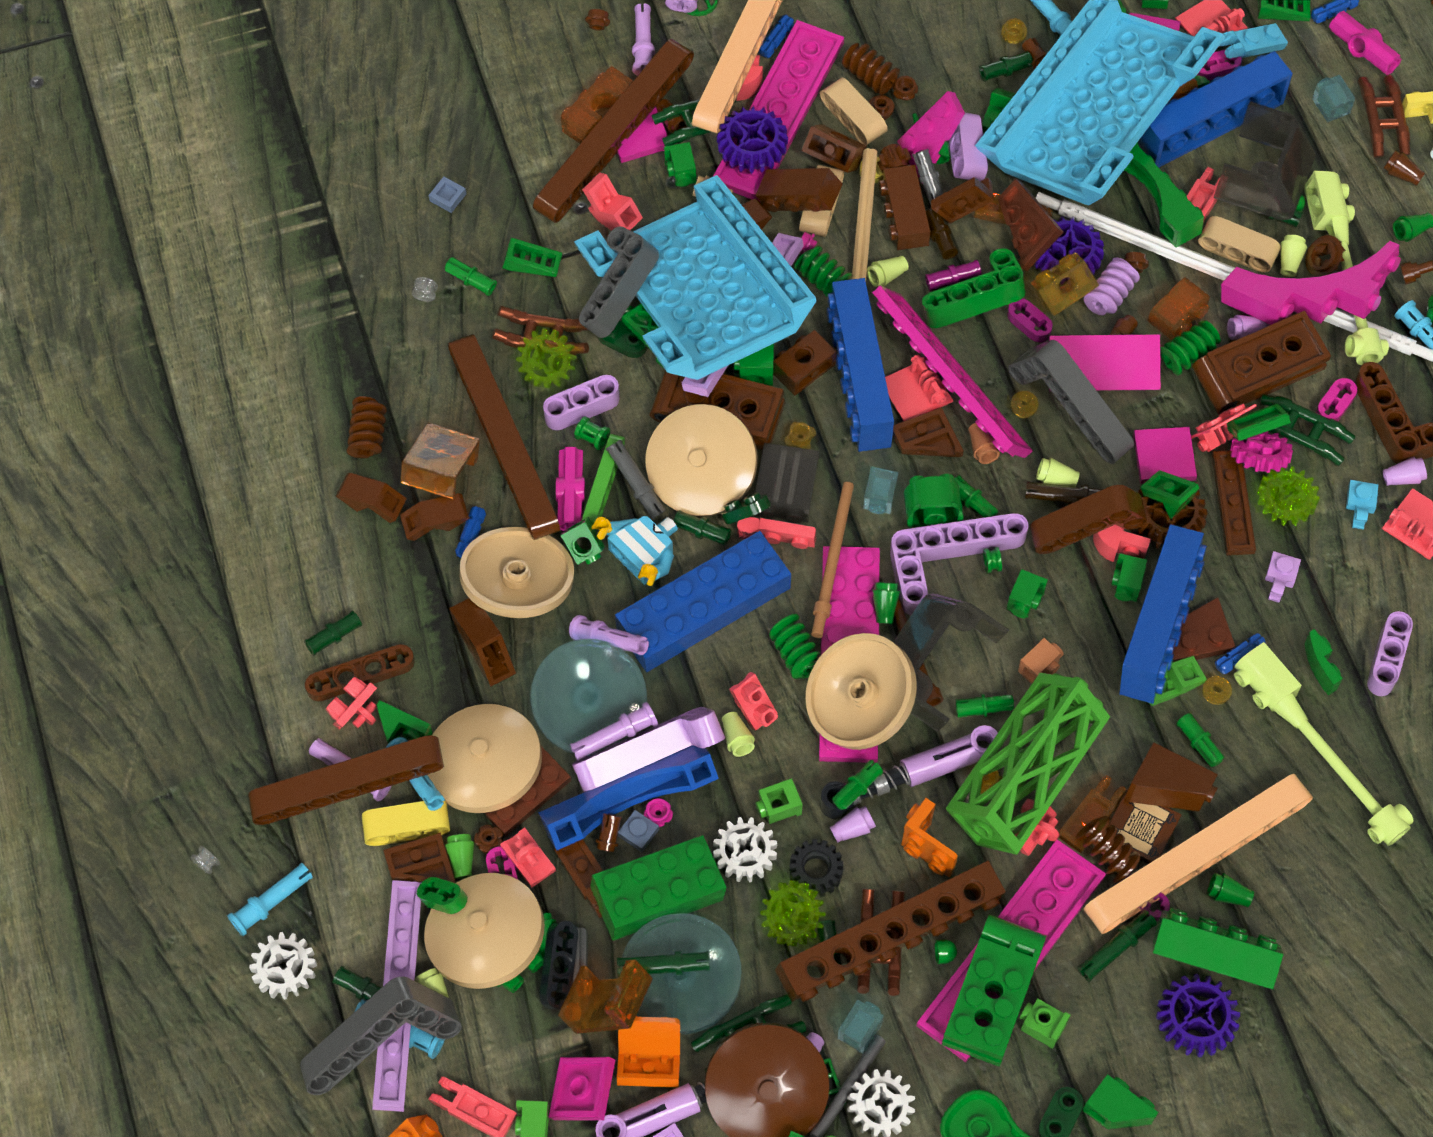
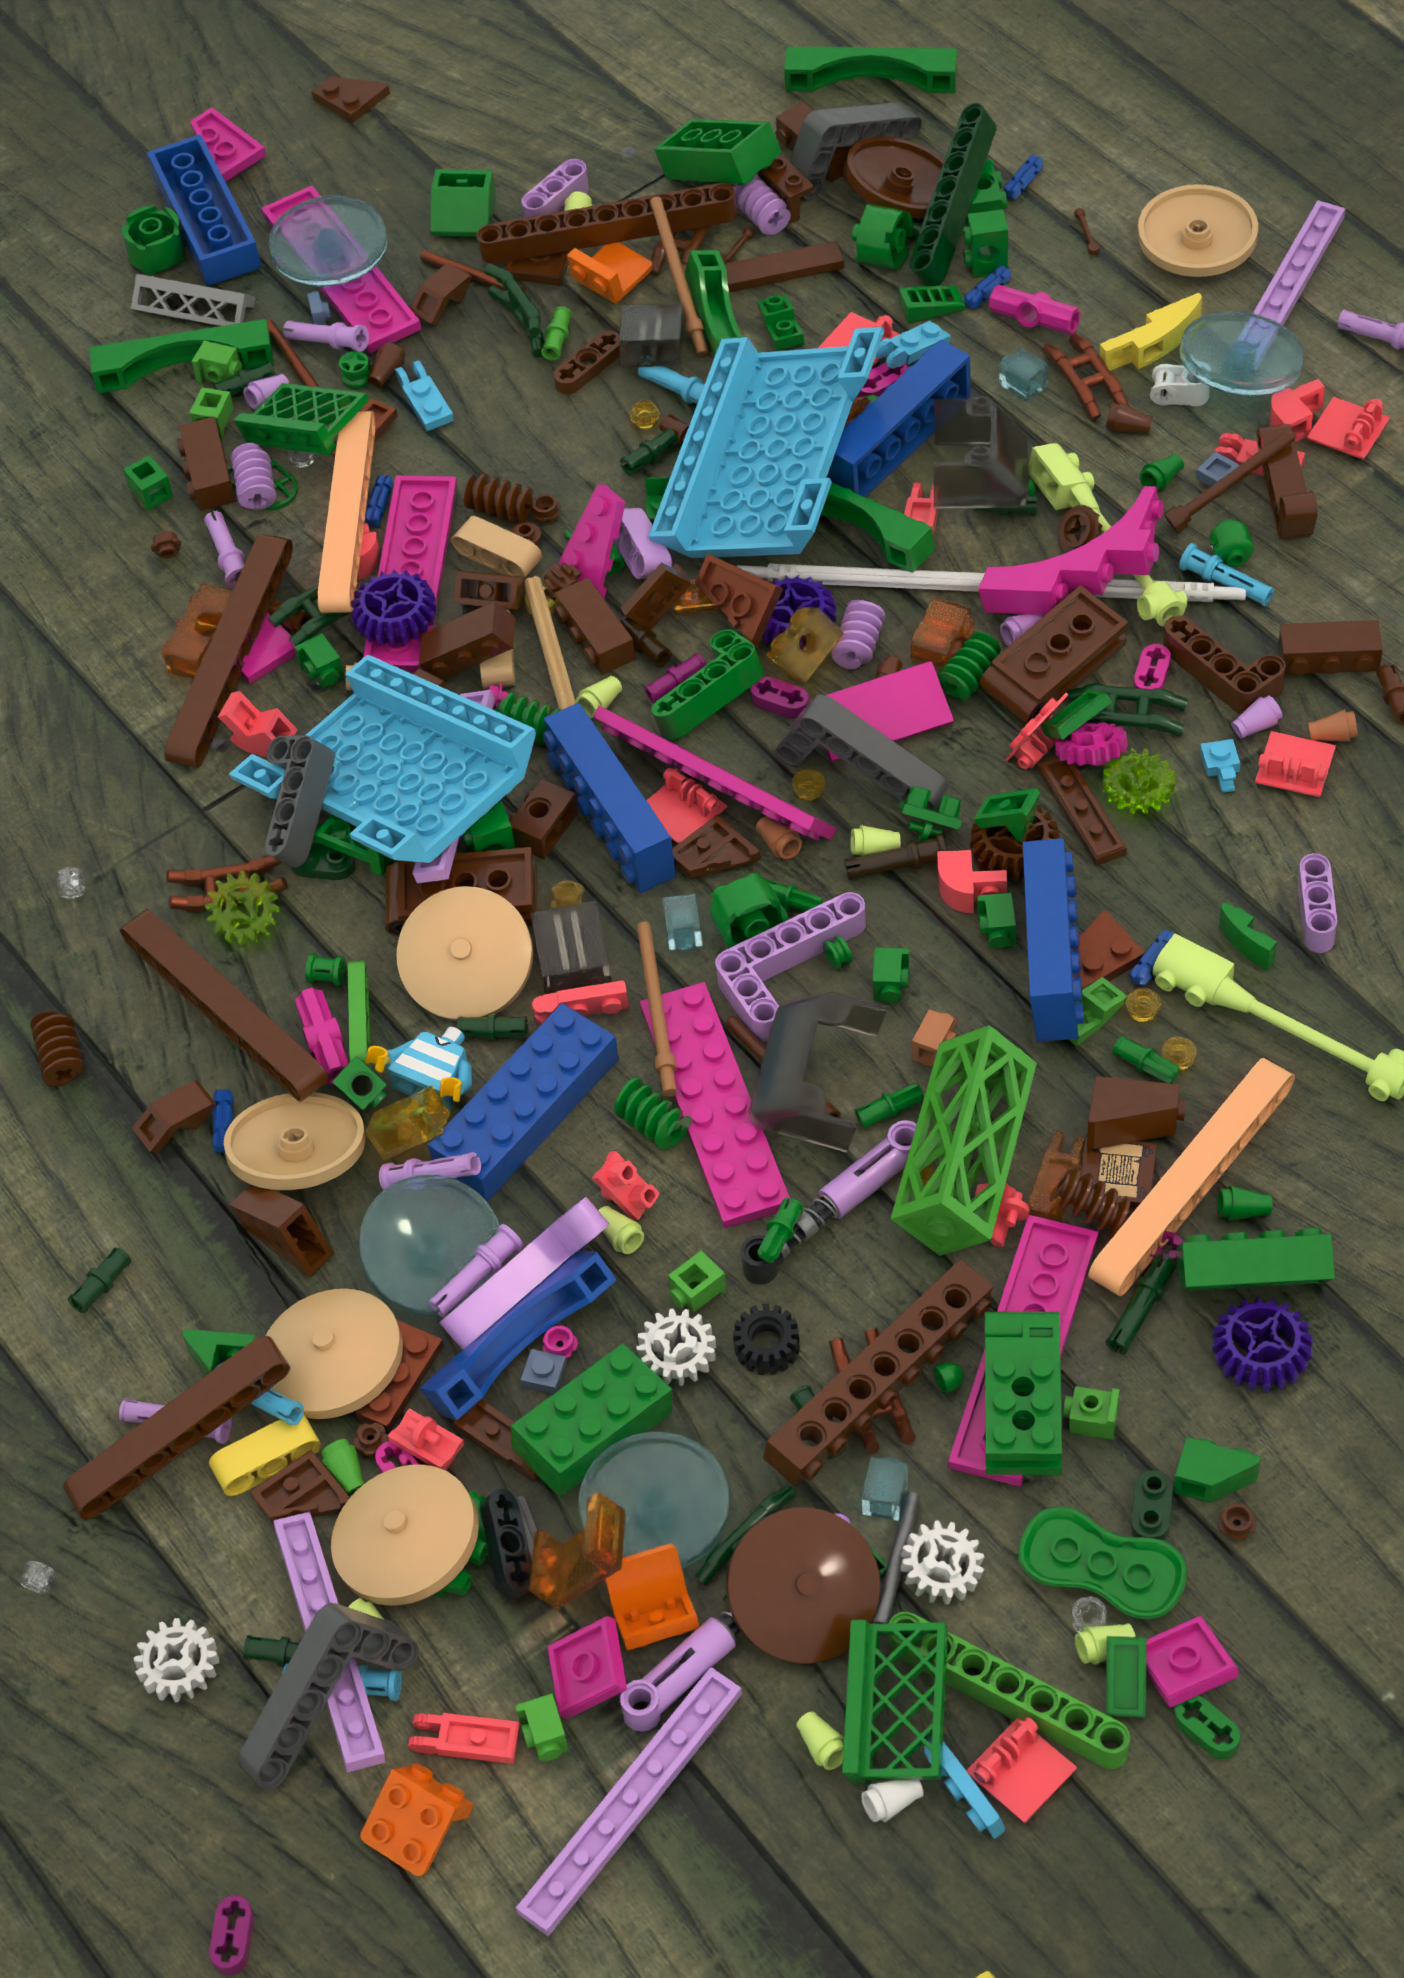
camera: 15 degrees left, 10 degrees down
(258, 907) = (122, 1607): medium azure pin -> none
(342, 713) = (144, 1360): coral hips -> none
(358, 668) = (152, 1317): reddish brown beam -> none
(365, 493) = (78, 1117): reddish brown slope -> none
(438, 459) = (157, 1052): clear orange panel -> none
(442, 895) = (340, 1512): green beam -> none
(447, 194) = (59, 776): sand blue plate -> none
(470, 276) = (119, 852): green axle -> none
(521, 265) = (166, 820): green slope -> none
(588, 391) = (308, 933): lavender beam -> none
(606, 589) = (407, 1123): none -> clear yellow brick
(609, 832) = (510, 1382): reddish brown pin -> none
(638, 483) = (394, 997): dark grey pin -> none
(670, 963) = (643, 1489): dark green pin -> none
(751, 506) = (543, 976): dark green plate -> none
(803, 920) = (747, 1403): clear neon green gear -> none
(852, 825) = (790, 1279): lavender cone -> none
(861, 691) = (745, 1128): tan dish -> none
(885, 601) = (733, 1030): green cone -> none
(921, 844) = (883, 1268): orange bracket -> none
(927, 174) = (607, 583): dark grey pin -> none
(1088, 516) = (926, 868): reddish brown beam -> none
(1101, 460) = (916, 806): none -> green hips
(1137, 261) = (876, 596): reddish brown plate -> none
(1165, 451) = (981, 777): dark pink tile -> none
(1226, 749) = (1182, 1059): none -> clear yellow plate
(1239, 244) = (979, 547): tan beam -> none
(1282, 573) = (1165, 861): lavender plate -> none
(1292, 253) = (1042, 538): yellowish green cone -> none

